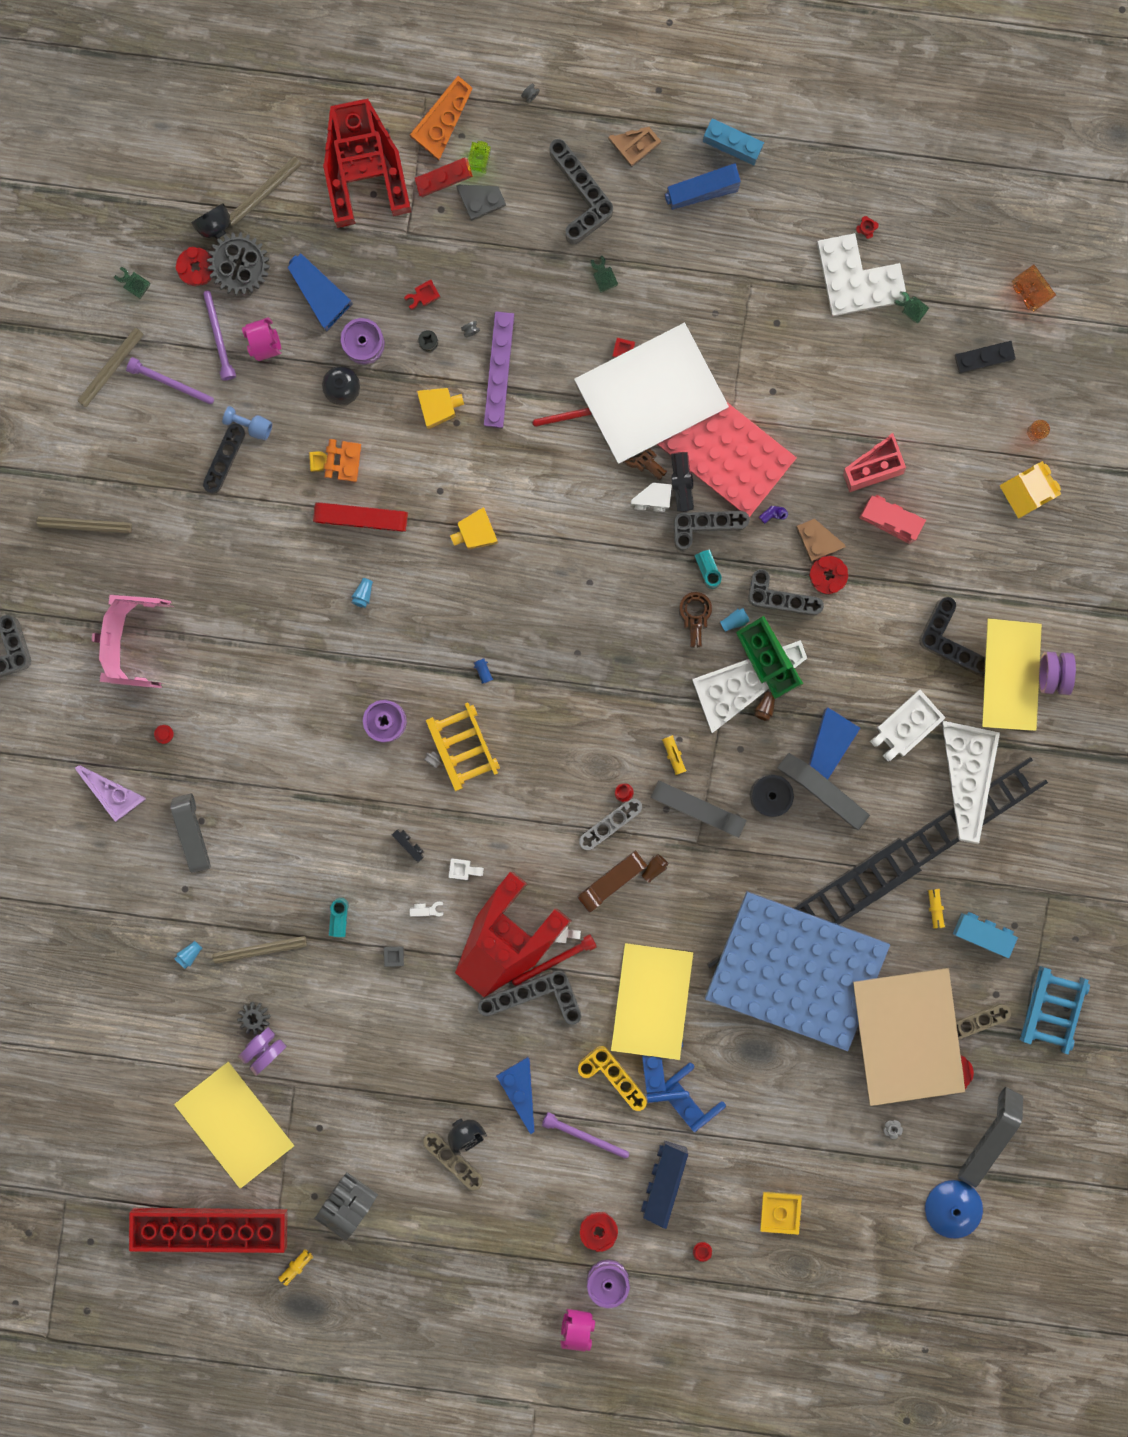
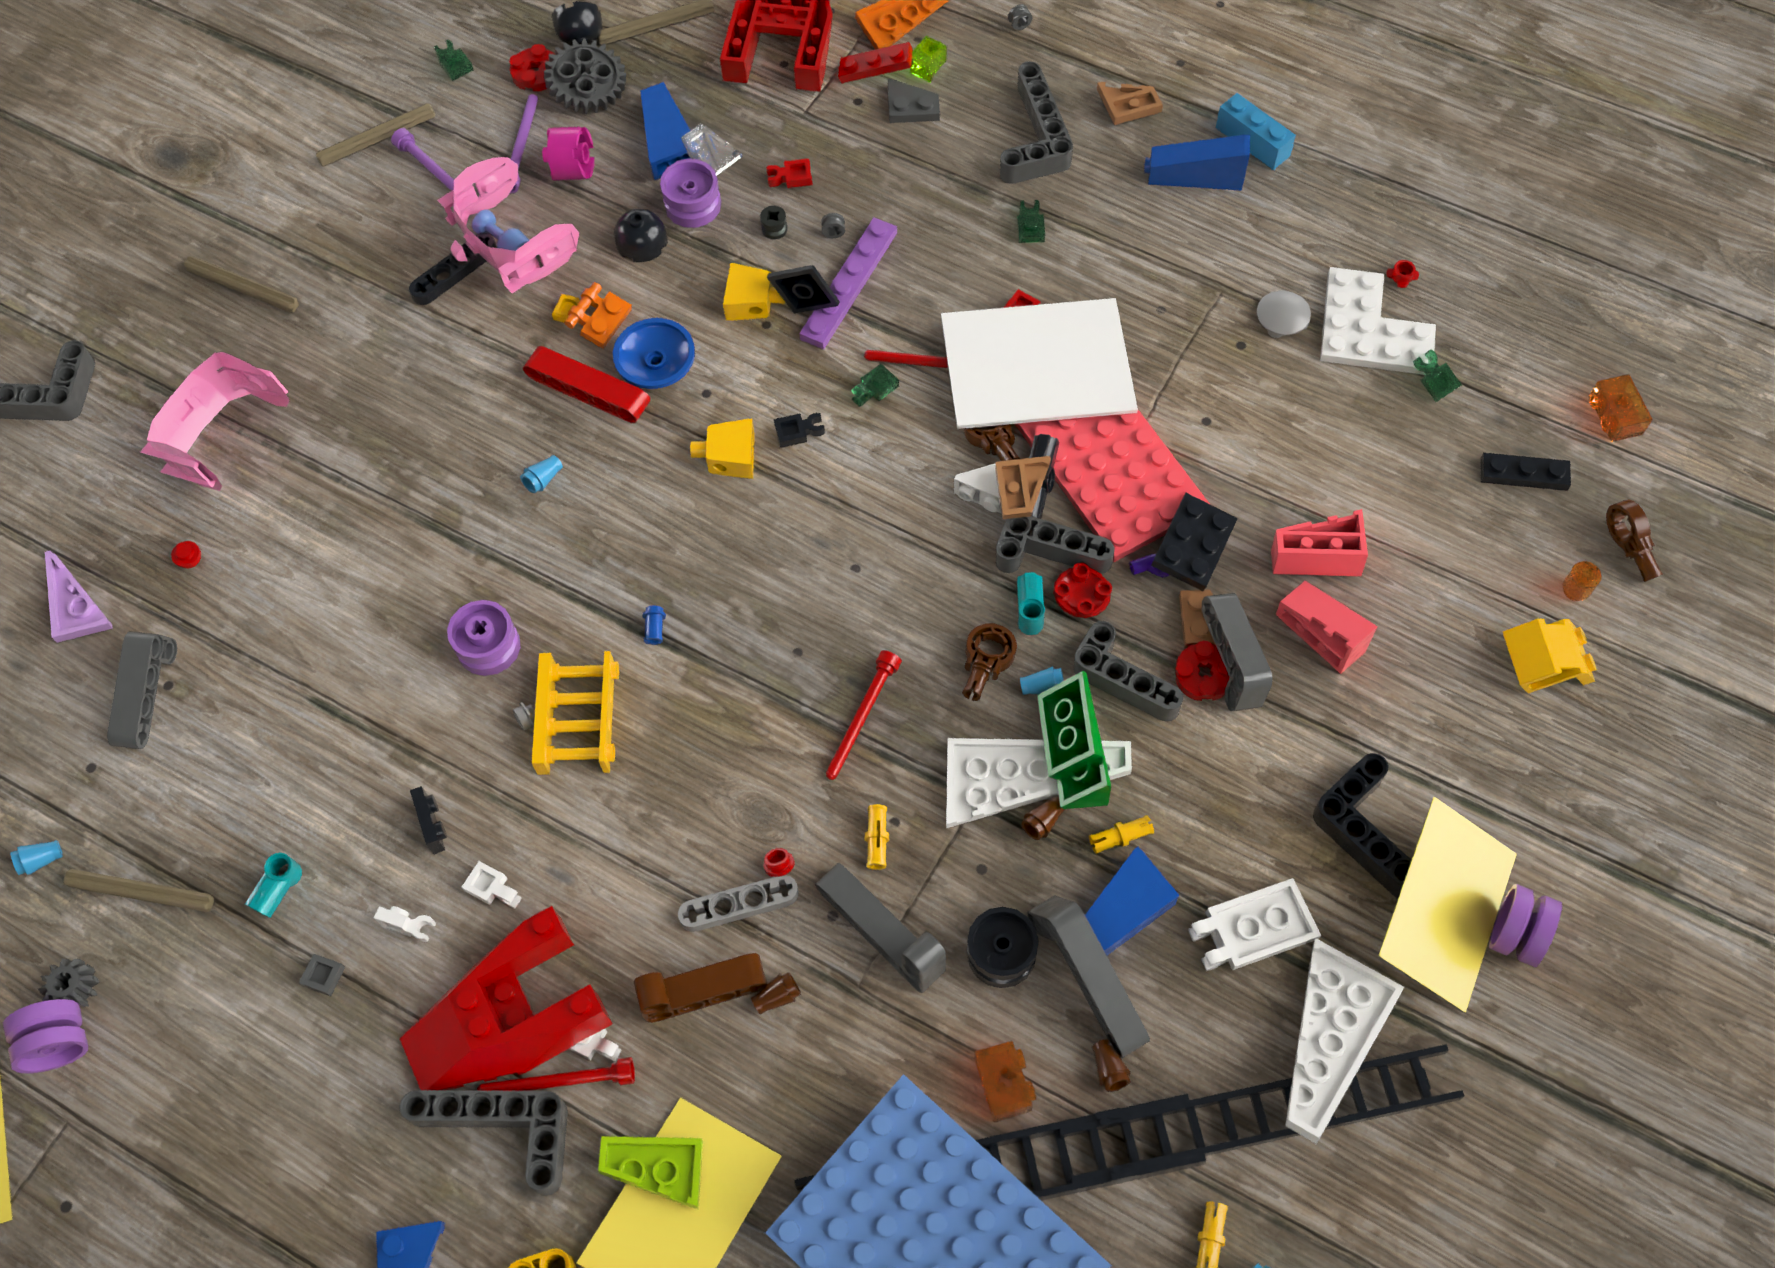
camera: 20 degrees right, 25 degrees down
(208, 418) = (494, 183): none -> bright pink animal
(360, 301) = (706, 146): none -> clear wing
(392, 467) = (651, 343): none -> blue dish
(475, 393) = (803, 289): none -> black slope
(511, 500) = (793, 430): none -> black plate
(550, 444) = (875, 383): none -> clear green plate
(630, 986) = (656, 1165): none -> lime wing
(636, 644) = (887, 664): none -> red piece
(676, 496) = (1020, 484): none -> medium nougat wing
(737, 548) = (1082, 591): none -> red dish
(795, 491) = (1194, 542): none -> black plate
(797, 289) = (1283, 313): none -> light grey dish
(800, 879) = (1004, 1101): none -> clear orange brick
(813, 699) = (1121, 834): none -> yellow pin
(845, 558) = (1239, 650): none -> dark grey beam
(853, 837) = (1110, 1067): none -> reddish brown cone
(1064, 387) = (1637, 542): none -> reddish brown pin

